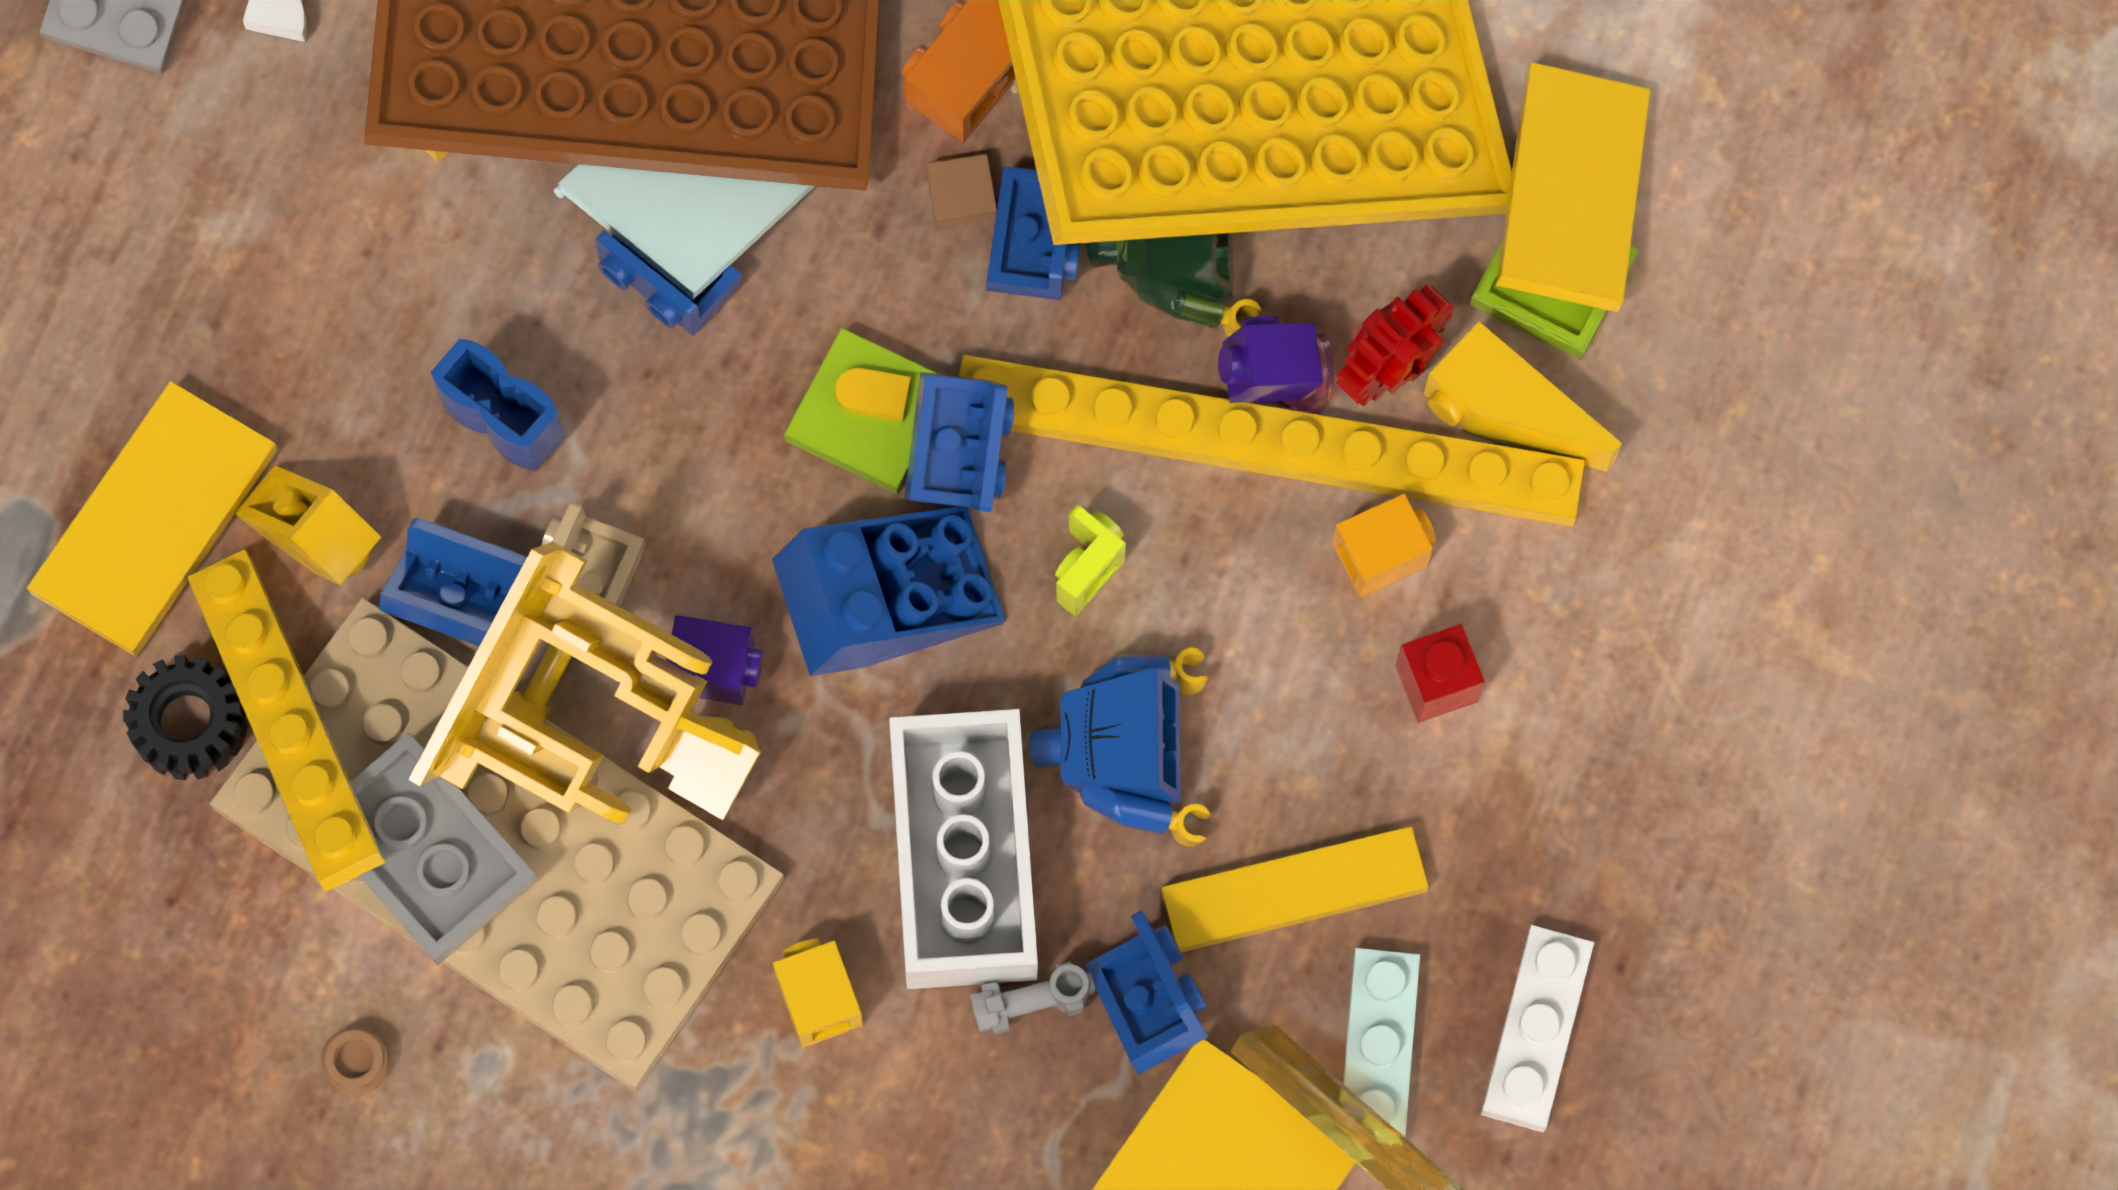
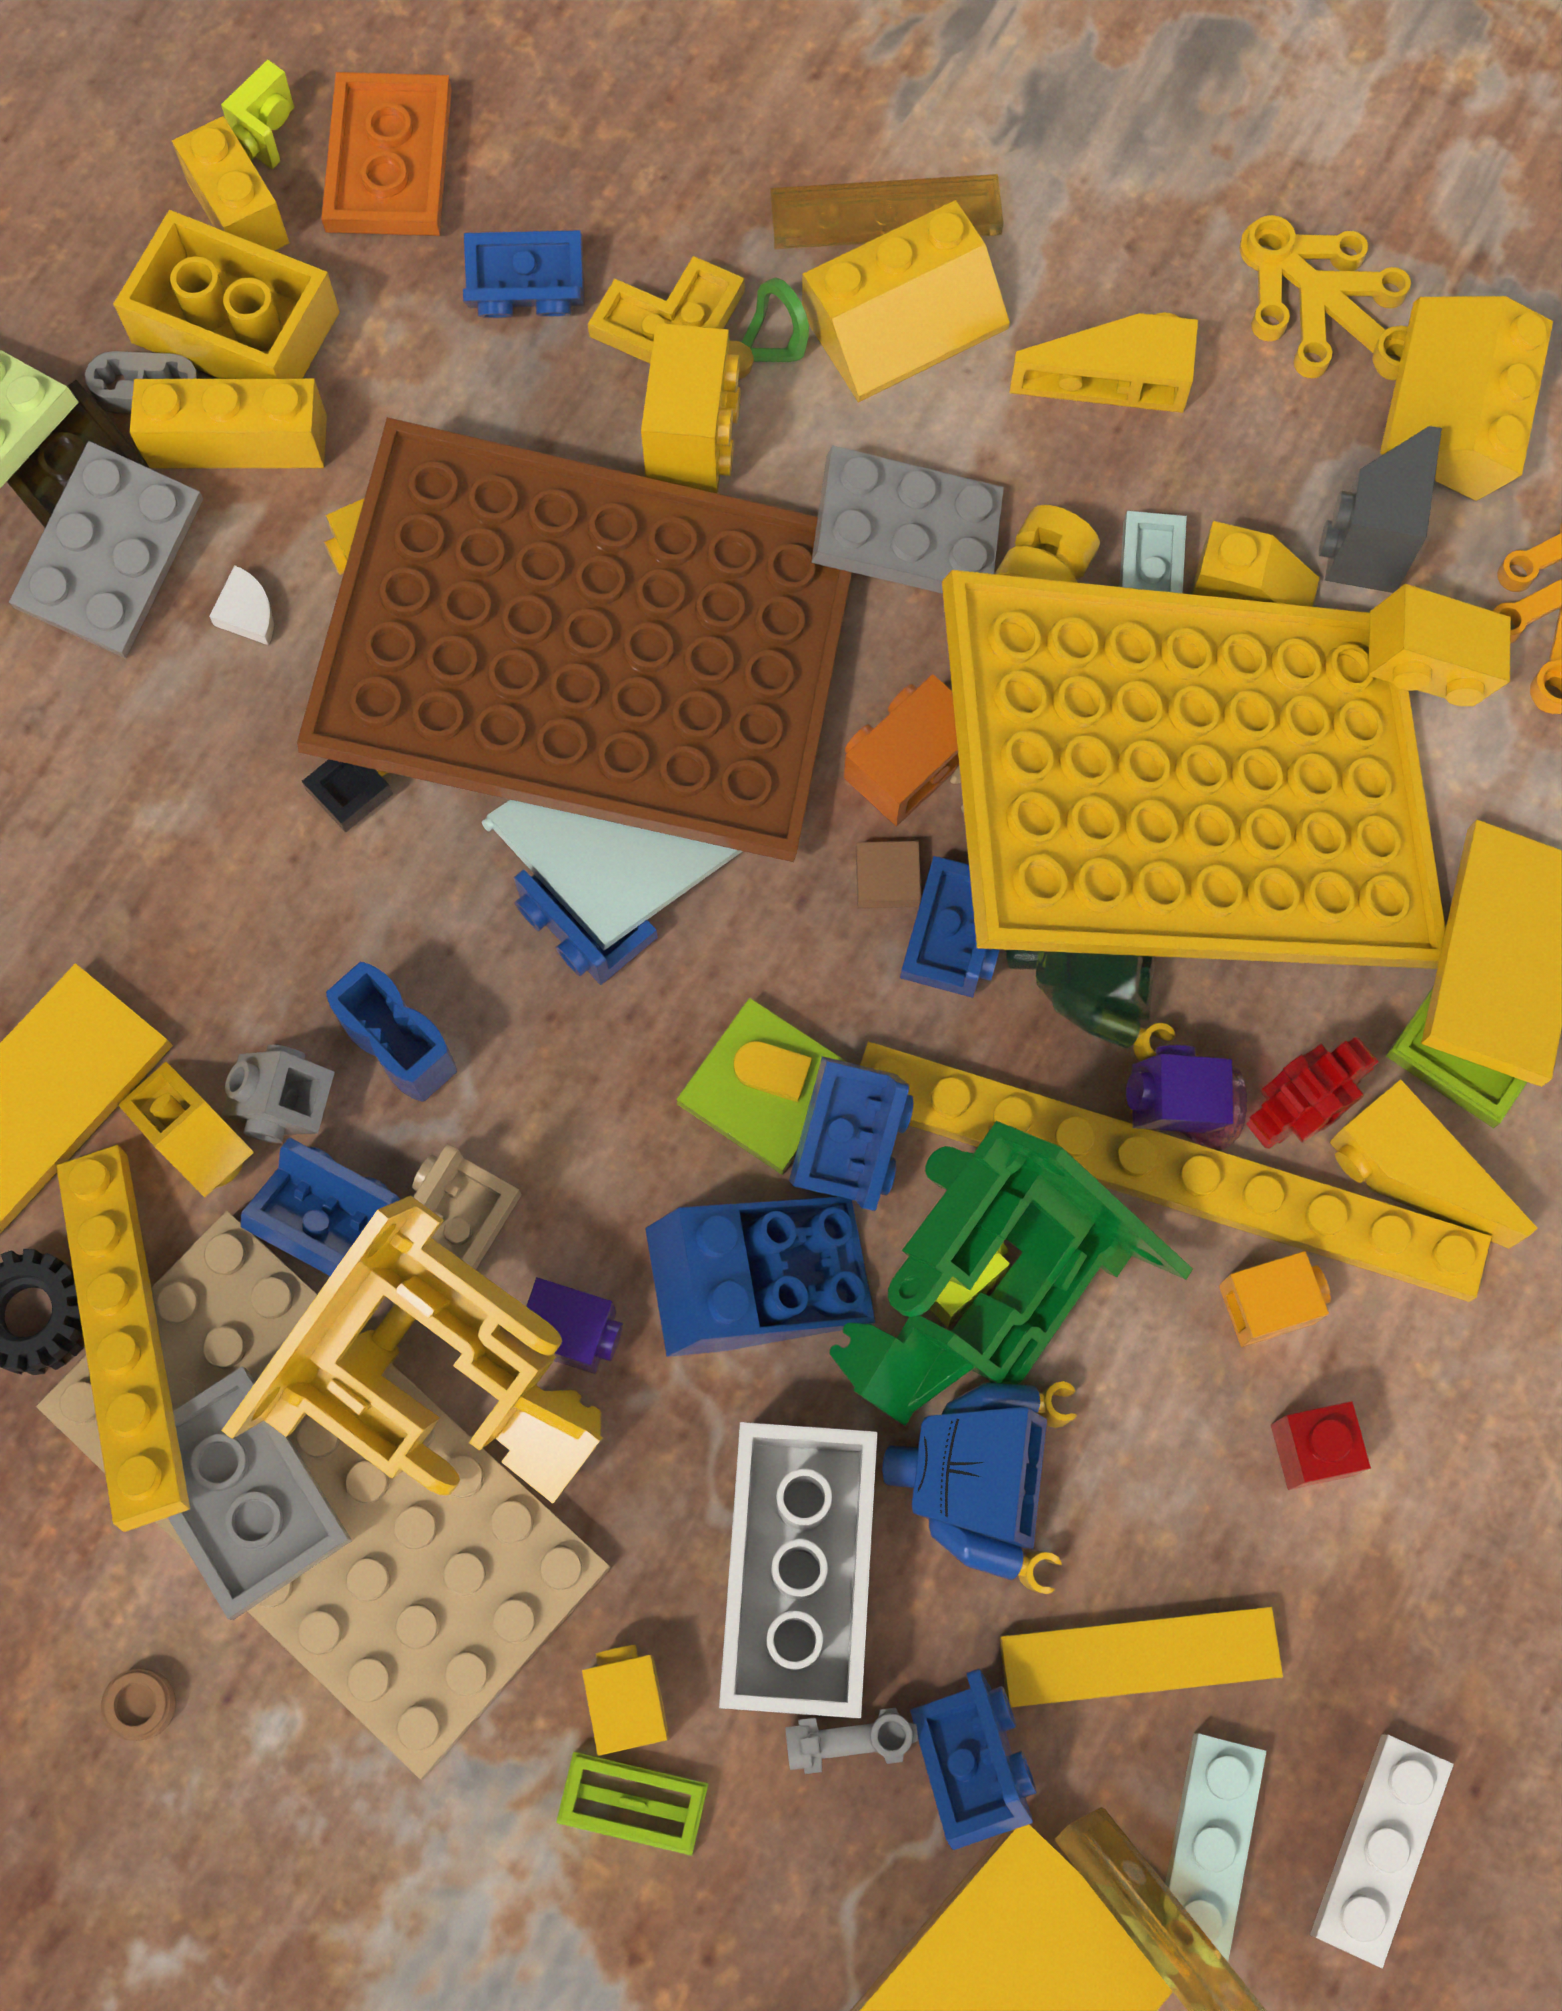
camera: 10 degrees right, 0 degrees up
(395, 478) = (277, 1093): none -> light grey brick
(411, 177) = (346, 791): none -> black plate
(836, 1109) = (690, 1816): none -> lime tile
(1175, 514) = (1045, 1208): none -> green container

